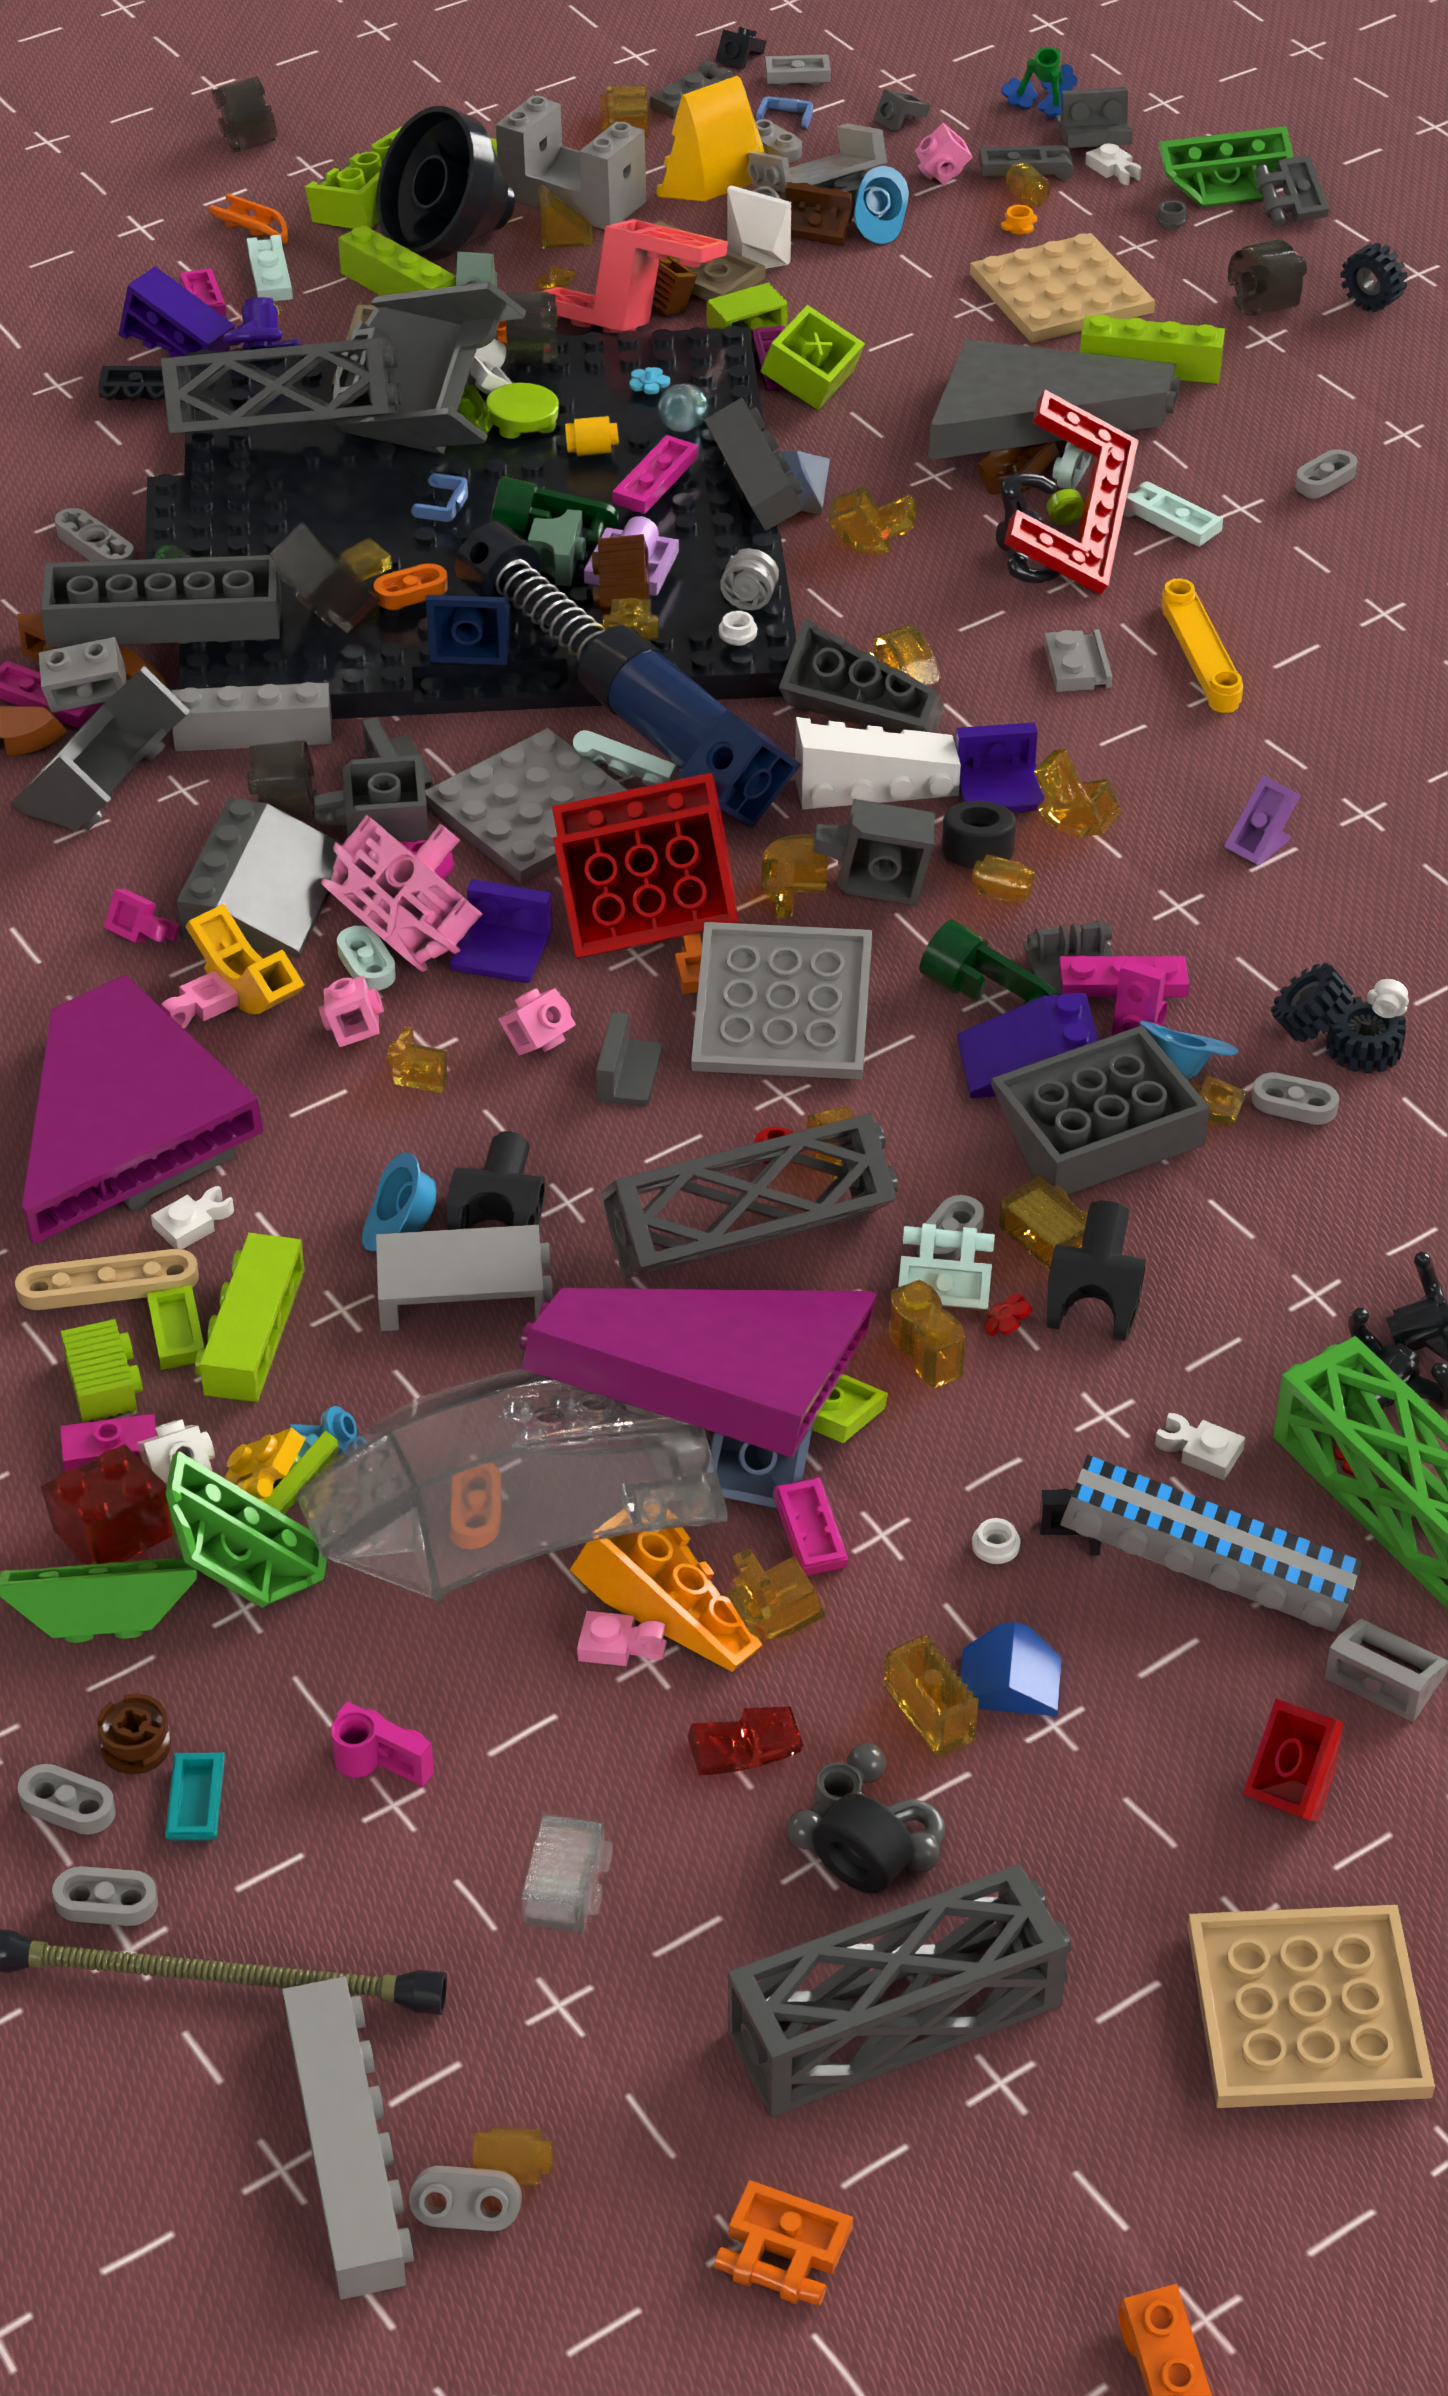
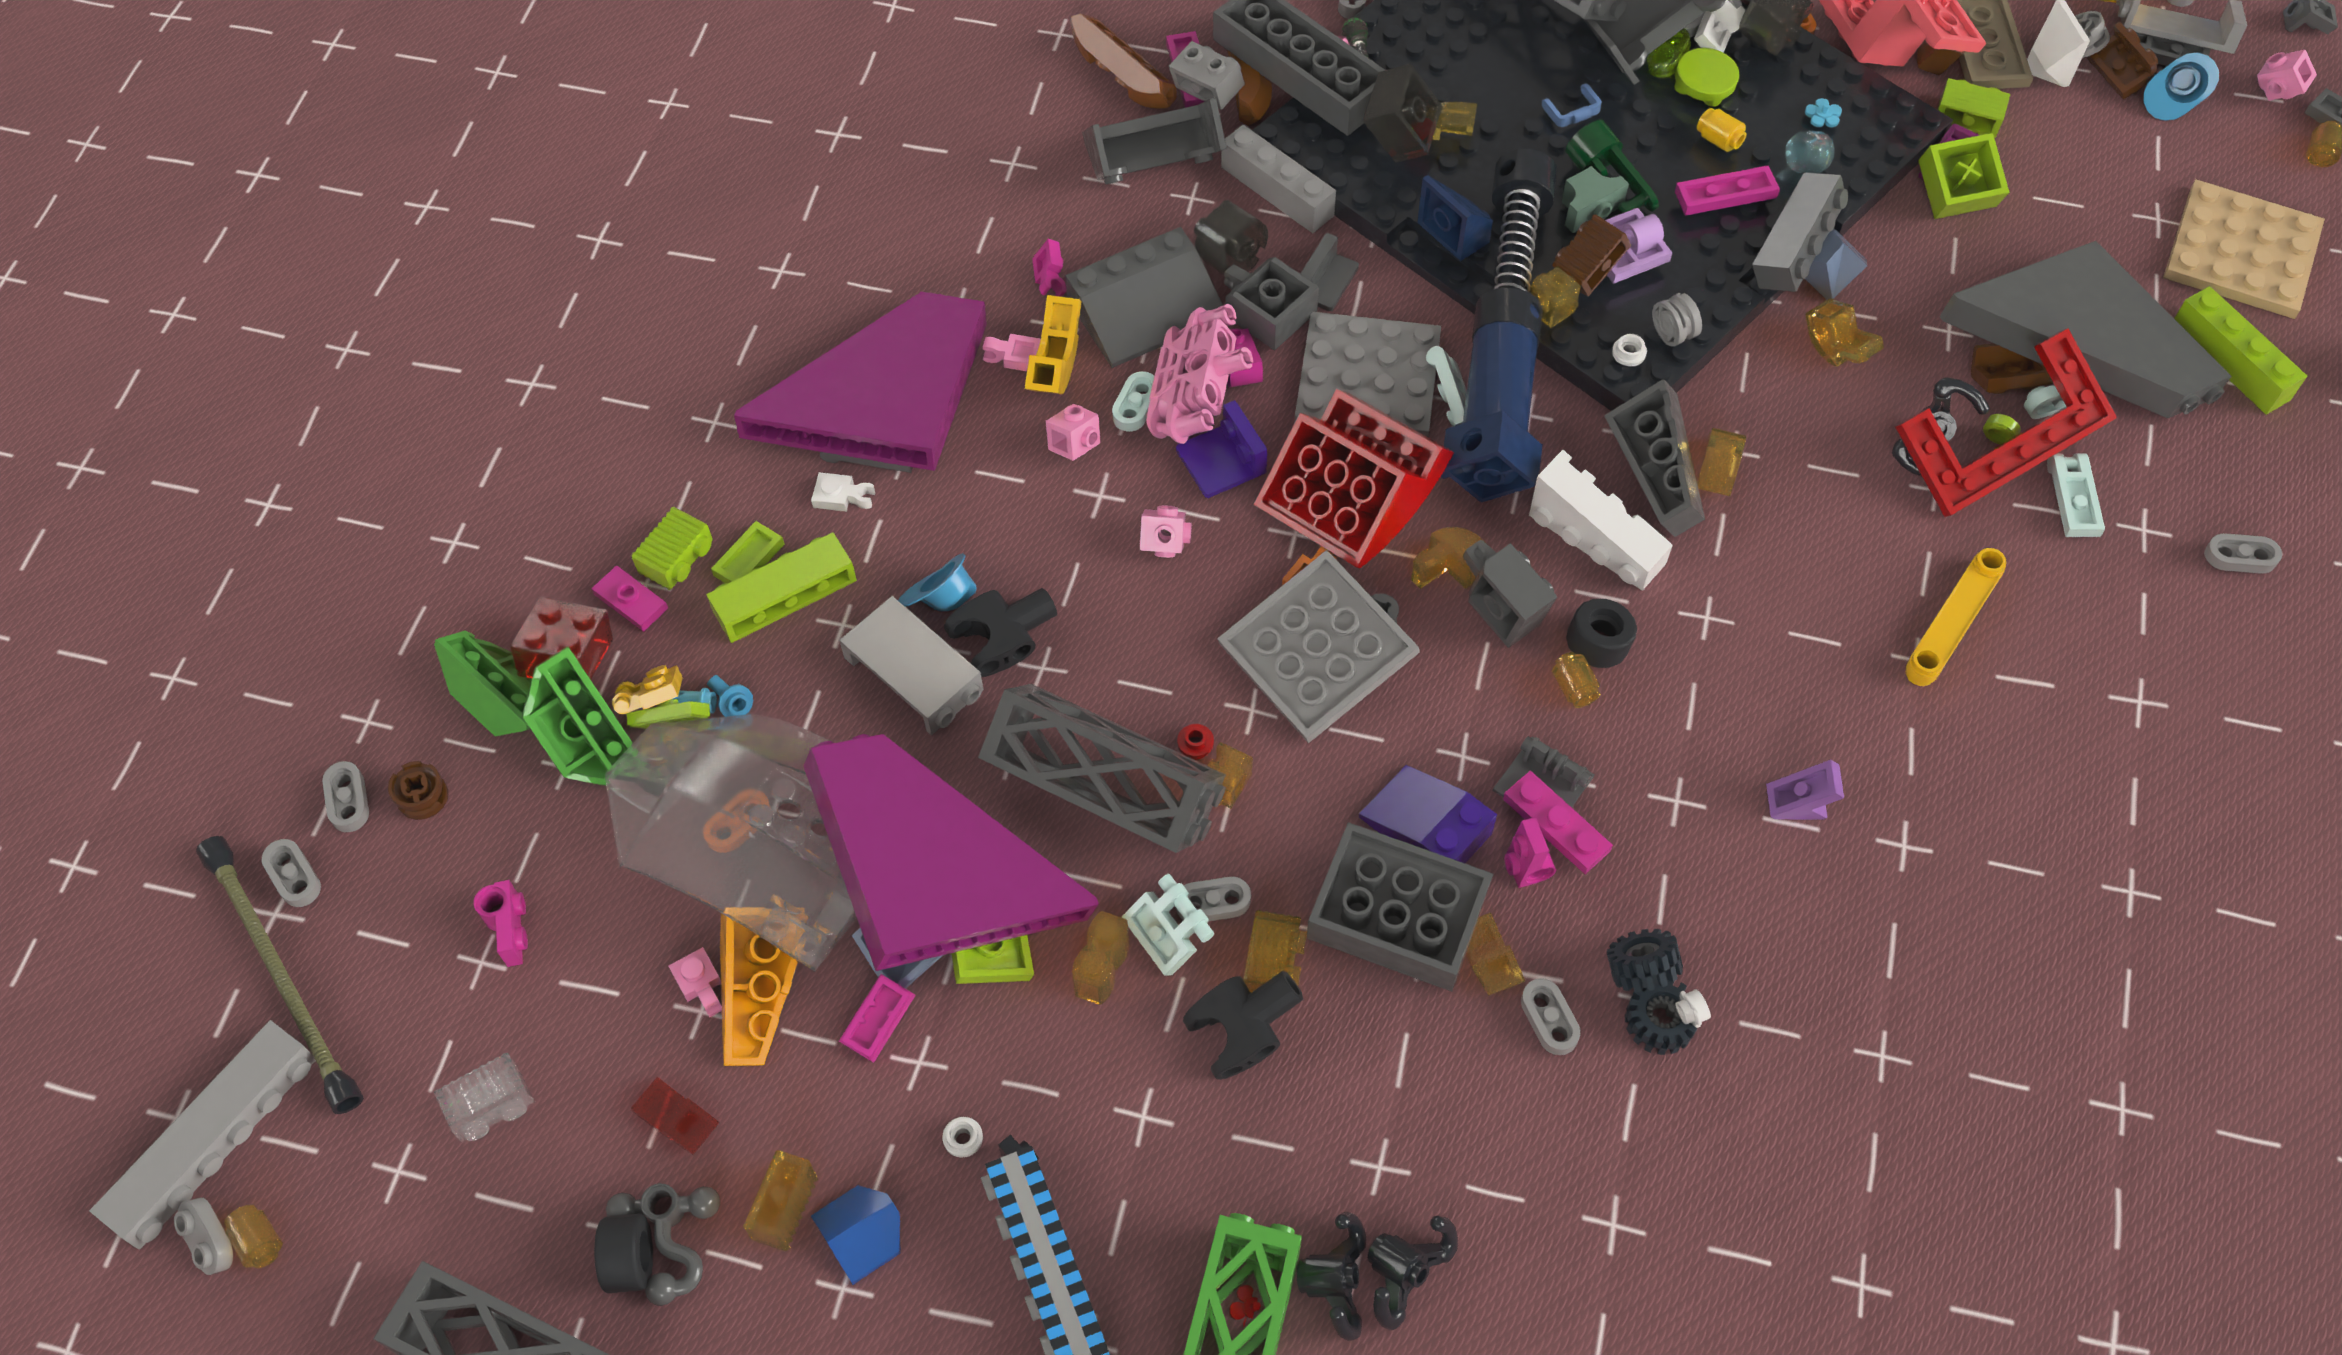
camera: 50 degrees right, 15 degrees up
(104, 1279) = (749, 493): tan plate -> none
(158, 1450) = (632, 640): white brick -> none
(195, 1796) = (400, 857): teal tile -> none
(410, 585) = (1466, 157): orange plate -> none
(417, 1064) = (1068, 496): clear yellow bracket -> none
(626, 1065) = (1184, 605): dark grey panel -> none
(773, 1600) = (791, 1045): clear yellow brick -> none
(961, 957) = (1465, 710): dark green piece -> none
(999, 765) = (1679, 597): dark purple bracket -> none
(1006, 1316) = (1169, 992): red plant -> none
(1019, 220) = (2283, 169): light orange plate -> none
(1072, 805) = (1695, 661): clear yellow brick -> none
(1077, 660) = (1855, 555): light grey plate -> none
(1187, 1050) = (1519, 911): dark azure piece -> none
(1203, 1448) = (1165, 1204): white plate -> none

